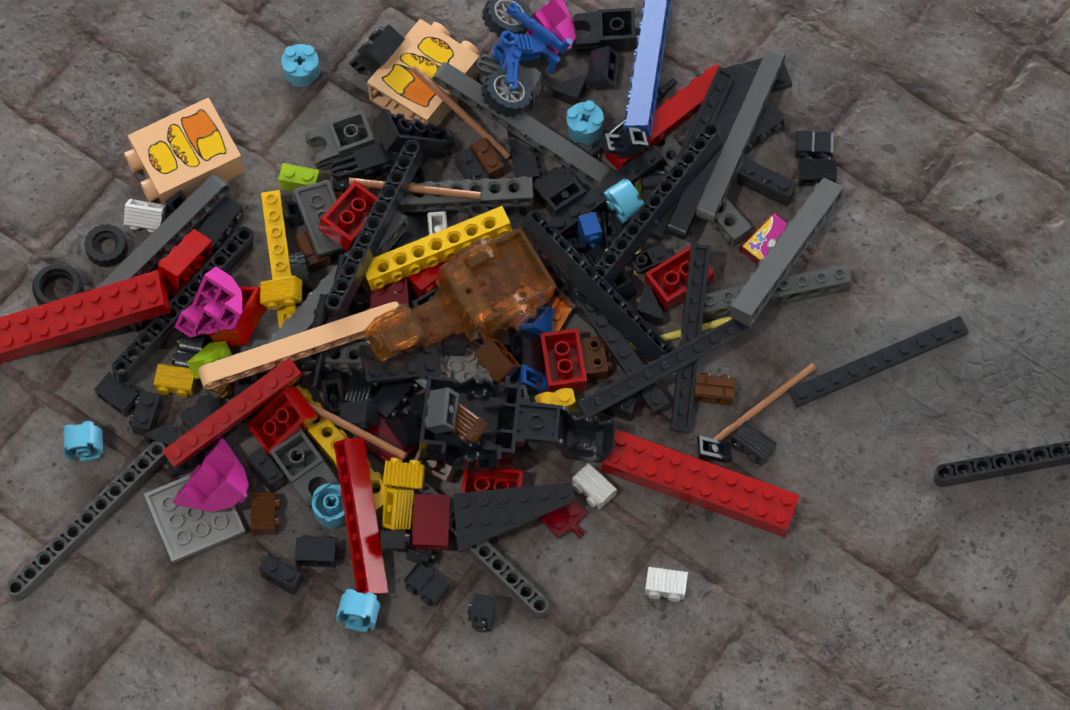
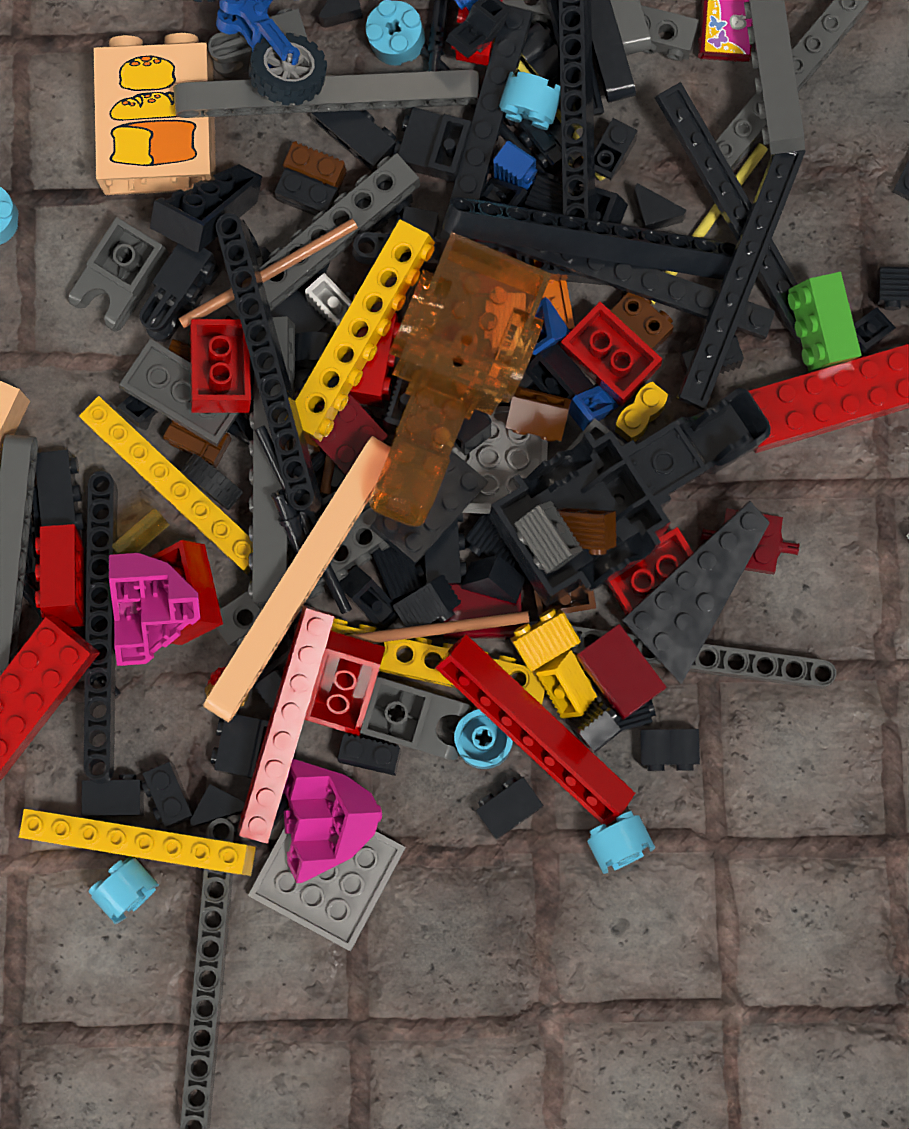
camera: 30 degrees left, 15 degrees up
(110, 422) = (137, 842): none -> yellow brick
(174, 380) = (168, 727): yellow brick -> none
(188, 348) = (158, 682): black brick -> none
(209, 354) = (192, 672): lime brick -> none
(244, 273) = (141, 533): none -> clear yellow tile
(263, 513) = (410, 808): reddish brown brick -> none
(281, 292) = (214, 526): yellow brick -> none
(281, 574) = (492, 866): black brick -> none
(296, 177) = (106, 362): lime brick -> none
(377, 49) = (74, 127): black brick -> none
(457, 109) = (238, 132): nougat piece -> none
(481, 612) = (766, 735): black brick -> none
(593, 486) = (766, 480): white brick -> none
(670, 279) = (656, 154): red brick -> none
(689, 422) = (824, 321): none -> bright green brick
(714, 389) = (812, 253): reddish brown brick -> none
(765, 402) = (878, 227): nougat piece -> none

